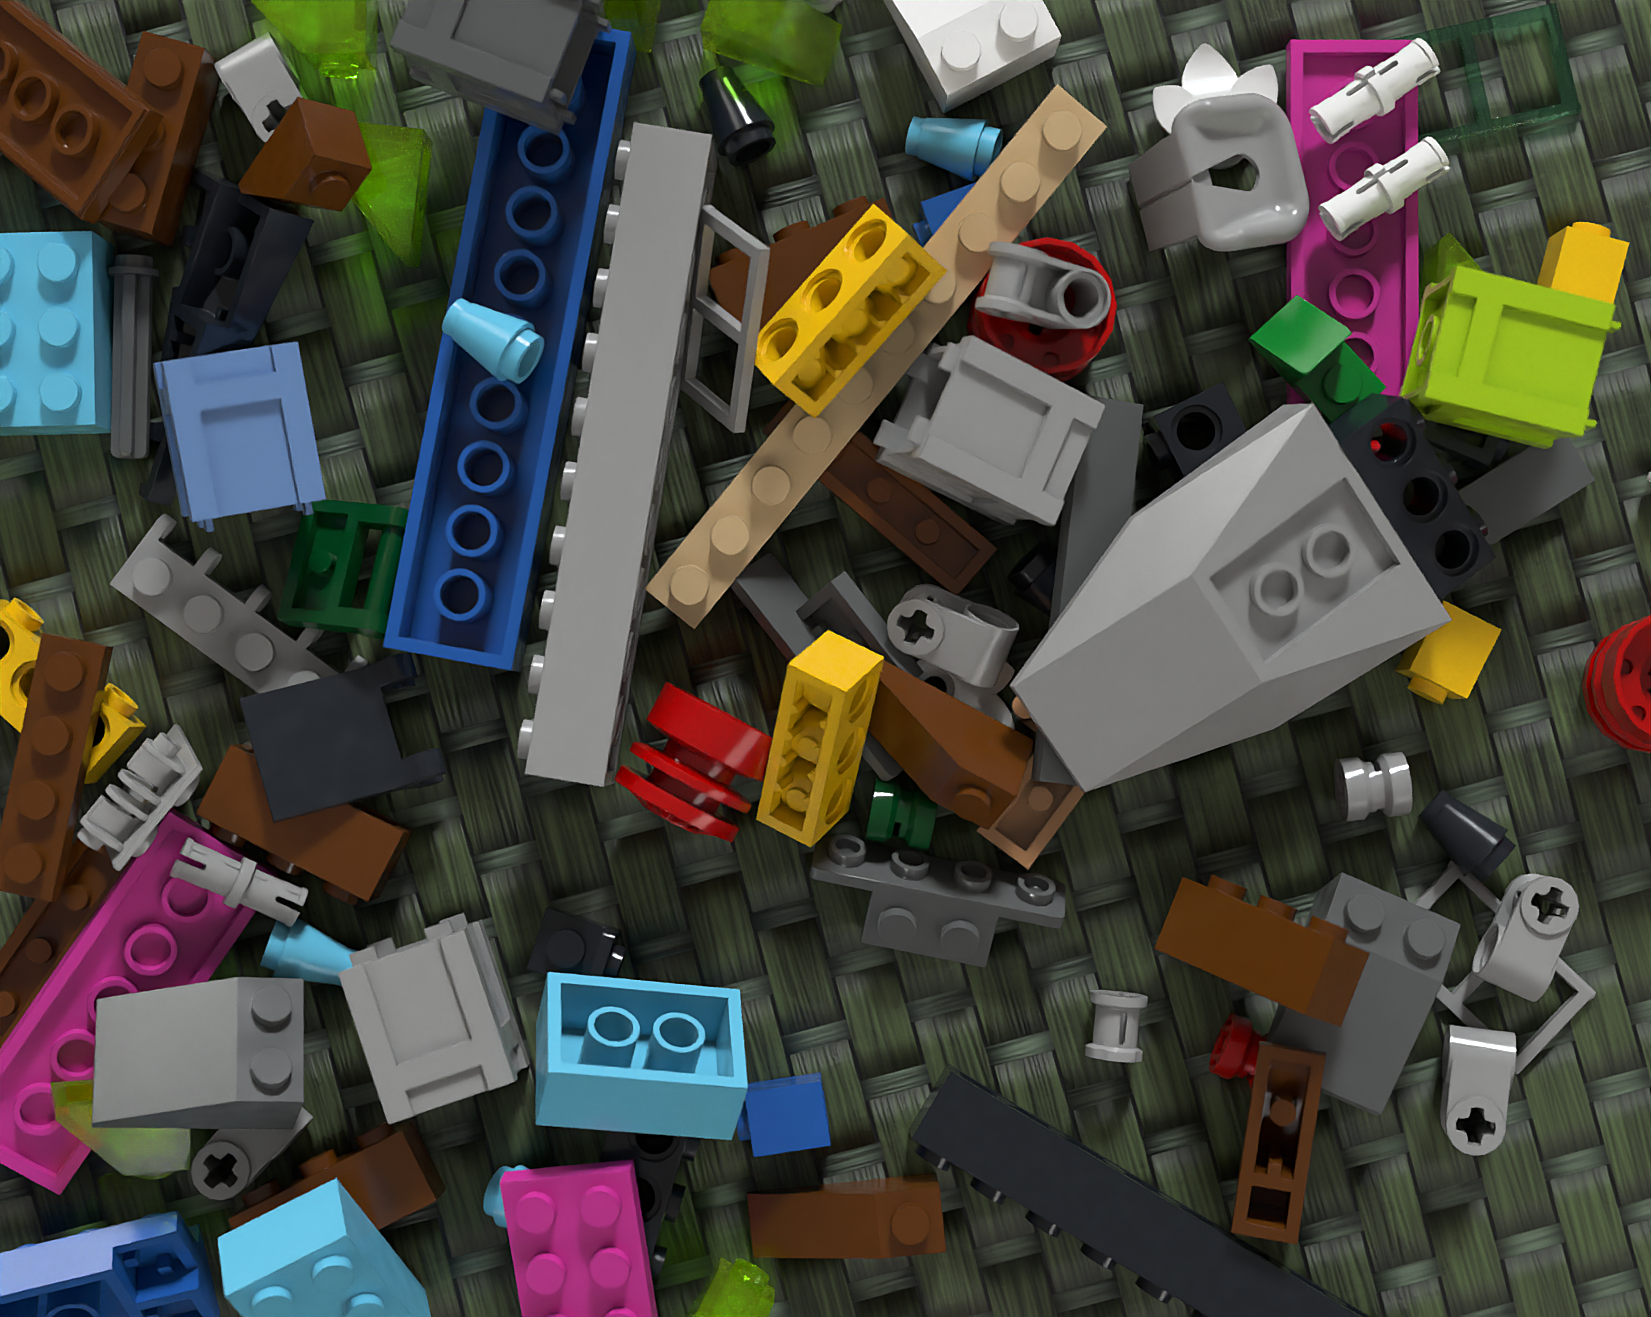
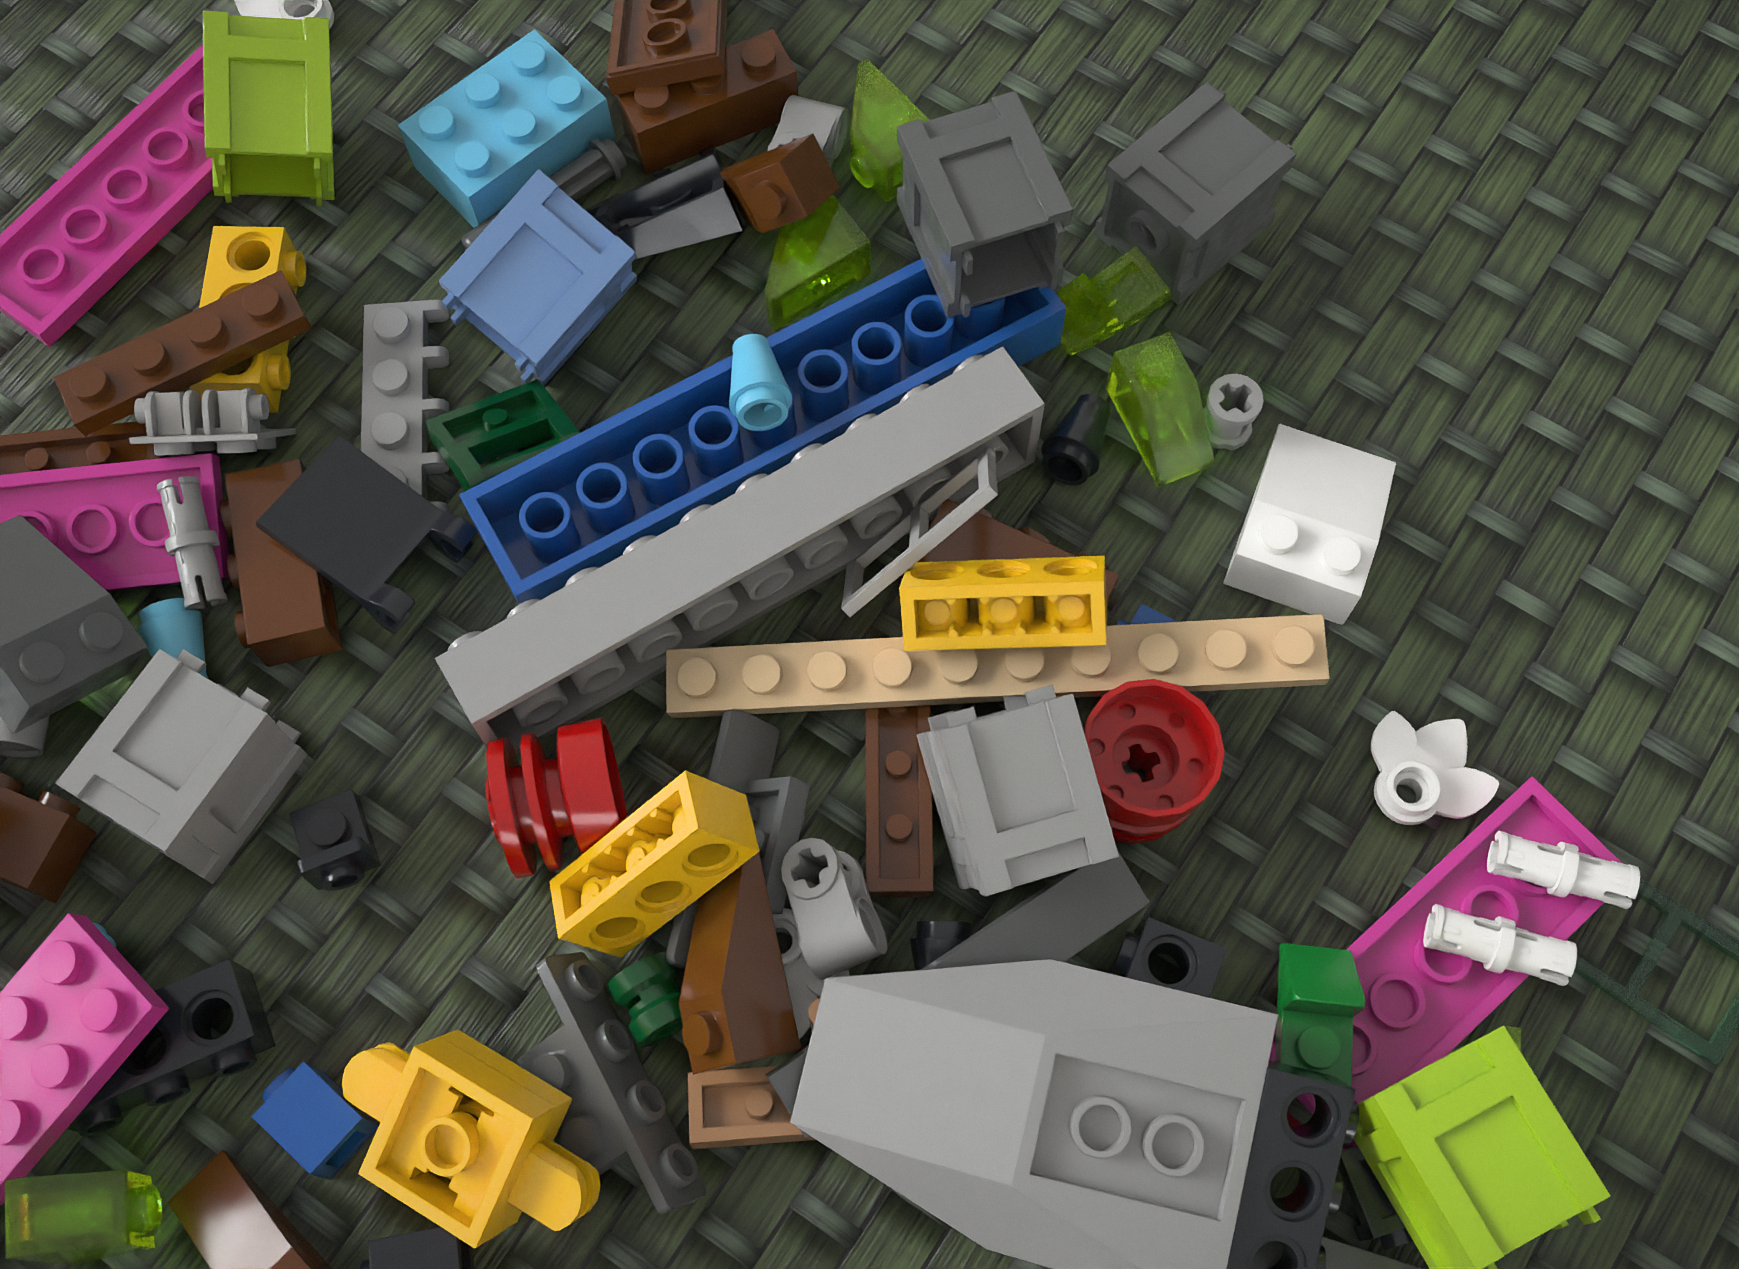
camera: 50 degrees right, 20 degrees down
(639, 1056) = (264, 942): medium azure brick -> none
(905, 1044) = (459, 1169): none -> yellow brick
(954, 144) = (1204, 593): medium azure cone -> none
(1031, 289) = (1150, 712): light grey piece -> none
(1177, 189) = (1335, 808): light grey piece -> none
(1584, 261) = (1625, 1170): yellow brick -> none

